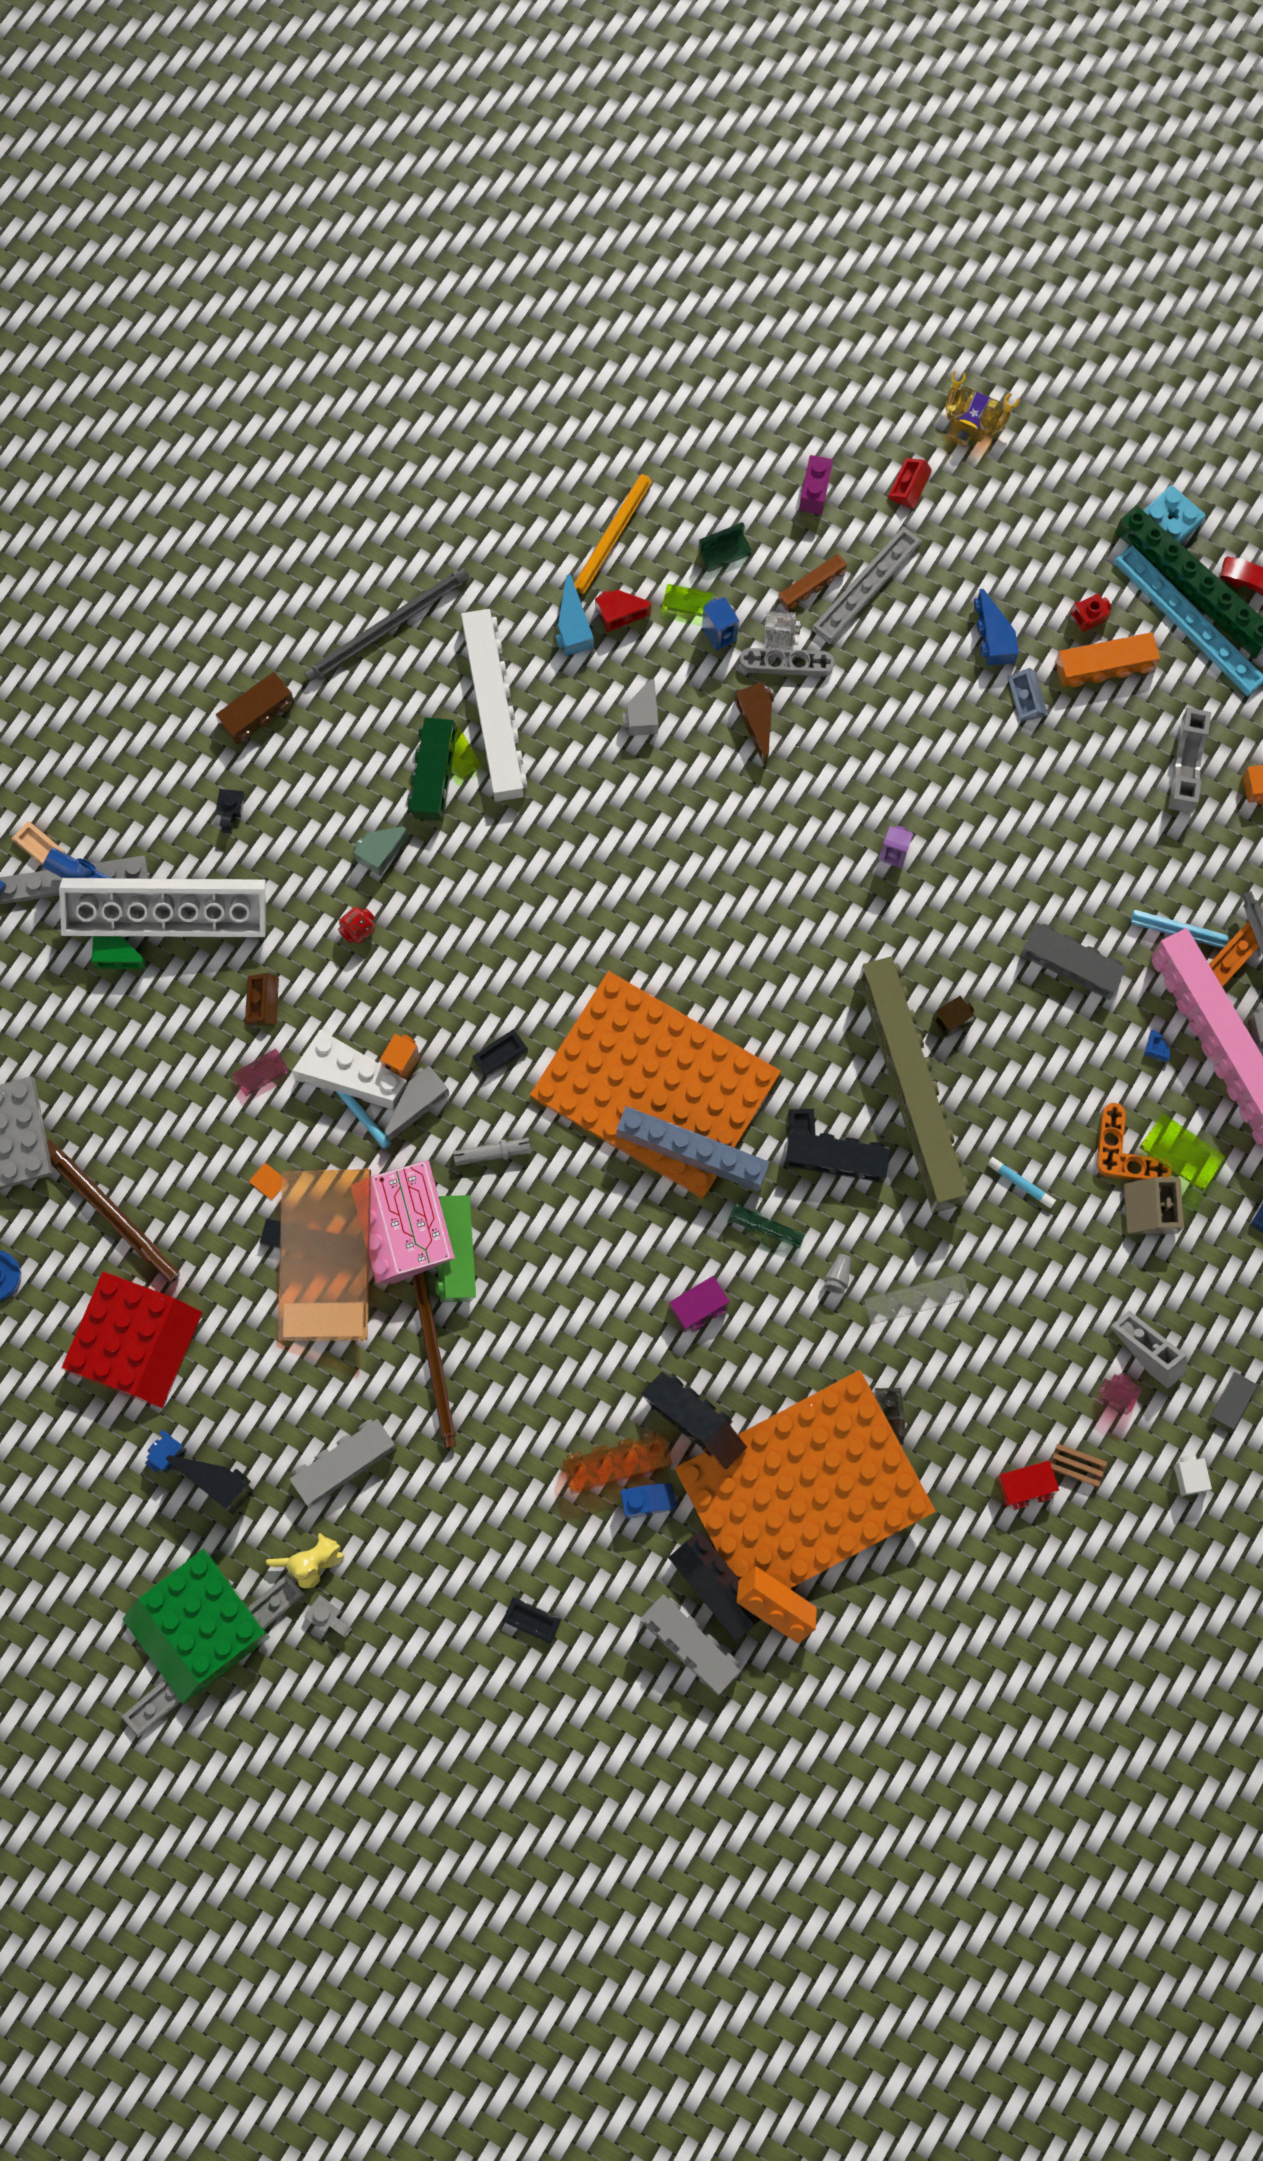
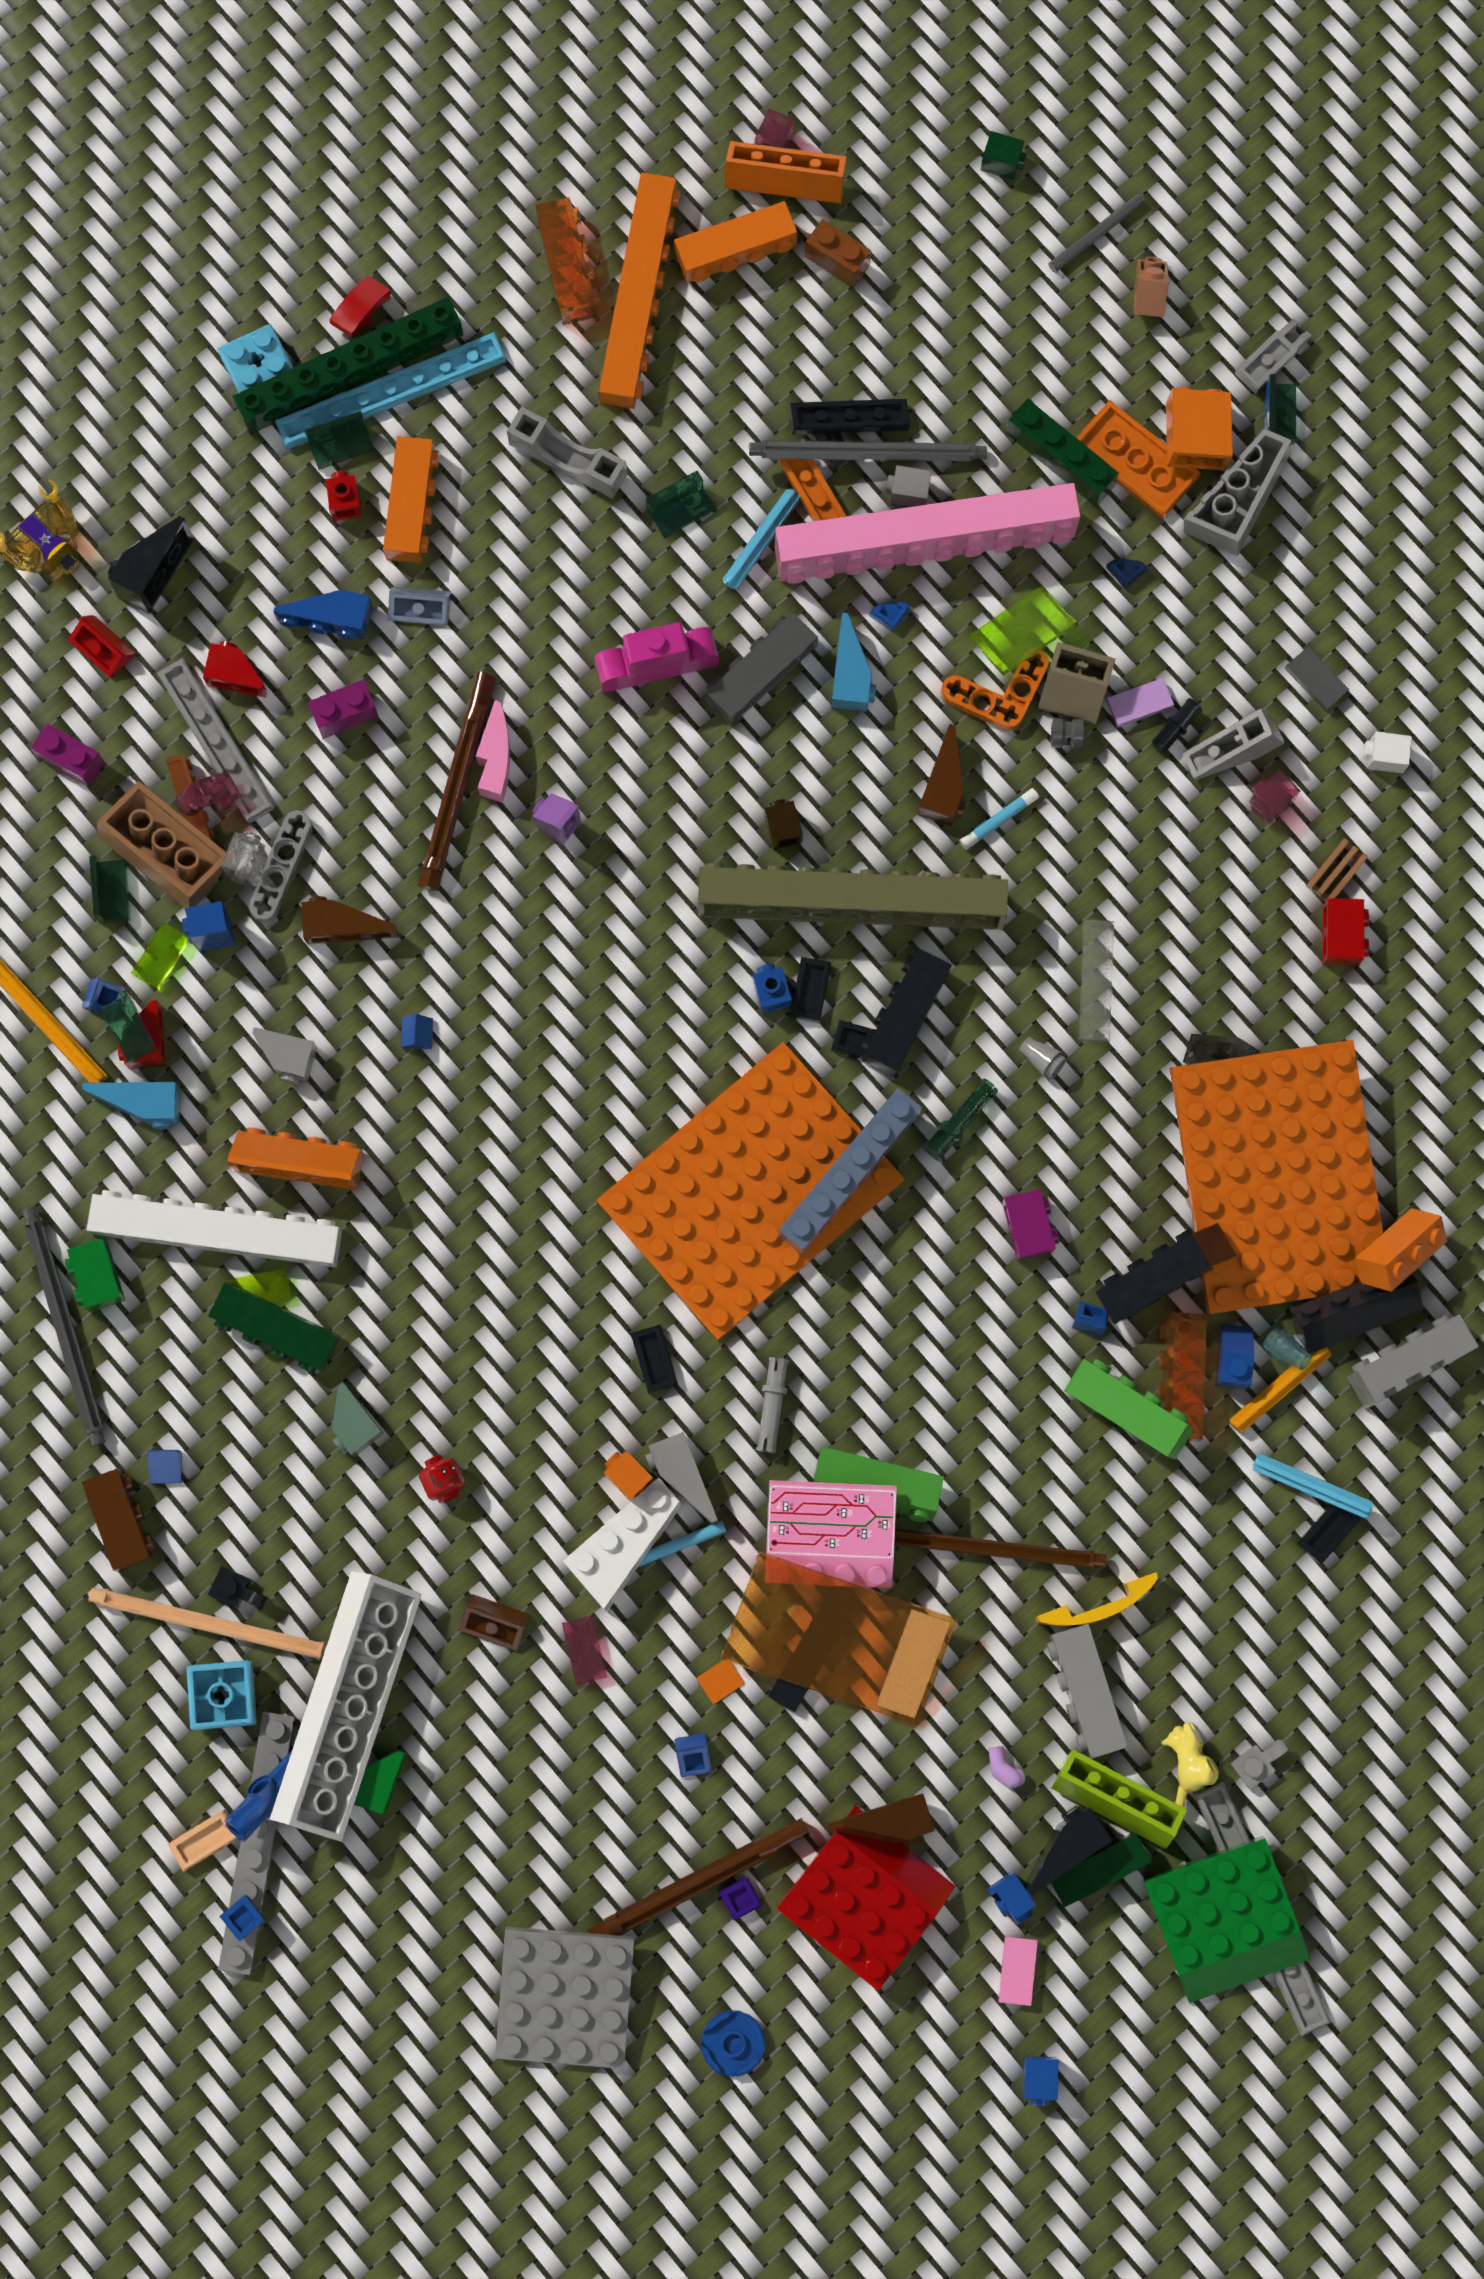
camera: 70 degrees left, 5 degrees up
(30, 1517) = (1040, 2079): none -> blue brick
(106, 1247) = (740, 1898): none -> dark purple tile
(109, 1476) = (1017, 1971): none -> bright pink tile
(133, 816) = (206, 1680): none -> medium azure brick
(195, 1342) = (892, 1823): none -> reddish brown slope
(198, 793) = (207, 1623): none -> light nougat piece
(204, 1177) = (692, 1755): none -> blue slope
(206, 1515) = (1101, 1869): none -> dark green slope
(261, 1416) = (1002, 1771): none -> lavender arm
(264, 1511) = (1119, 1799): none -> lime brick
(305, 728) = (165, 1466): none -> blue slope
(431, 633) = (94, 1275): none -> green brick
(432, 1476) = (1134, 1591): none -> yellow slope
(562, 1594) = (1313, 1486): none -> medium azure axle
(565, 744) = (296, 1159): none -> orange slope
(575, 1424) = (1130, 1409): none -> bright green brick
(622, 591) = (128, 1028): none -> clear green panel
(633, 1544) = (1276, 1391): none -> light orange axle
(640, 1376) = (1090, 1319): none -> blue slope
(642, 572) = (100, 994): none -> blue slope
(666, 1539) = (1286, 1348): none -> clear light blue cone
(694, 800) = (417, 1032): none -> blue slope
(770, 570) = (162, 845): none -> medium nougat slope
(813, 1055) = (773, 999): none -> blue brick
(822, 589) = (211, 790): none -> clear pink leg
(830, 1080) = (810, 989): none -> black tile
(899, 765) = (457, 780): none -> reddish brown piece
(923, 664) = (343, 709): none -> magenta brick
(924, 577) = (231, 671): none -> red slope
(930, 785) = (494, 756): none -> bright pink slope
(983, 492) = (150, 564): none -> black slope
(1027, 1130) = (945, 789): none -> reddish brown slope
(1052, 877) = (656, 656): none -> dark pink brick
(1093, 1030) = (852, 673): none -> dark azure slope
(1110, 1212) = (1067, 733): none -> dark grey wheel
(1135, 595) = (339, 440): none -> clear green panel
(1150, 1298) = (1176, 725): none -> black axle
(1158, 1264) = (1140, 702): none -> lavender tile
(1182, 858) = (679, 504): none -> clear green panel

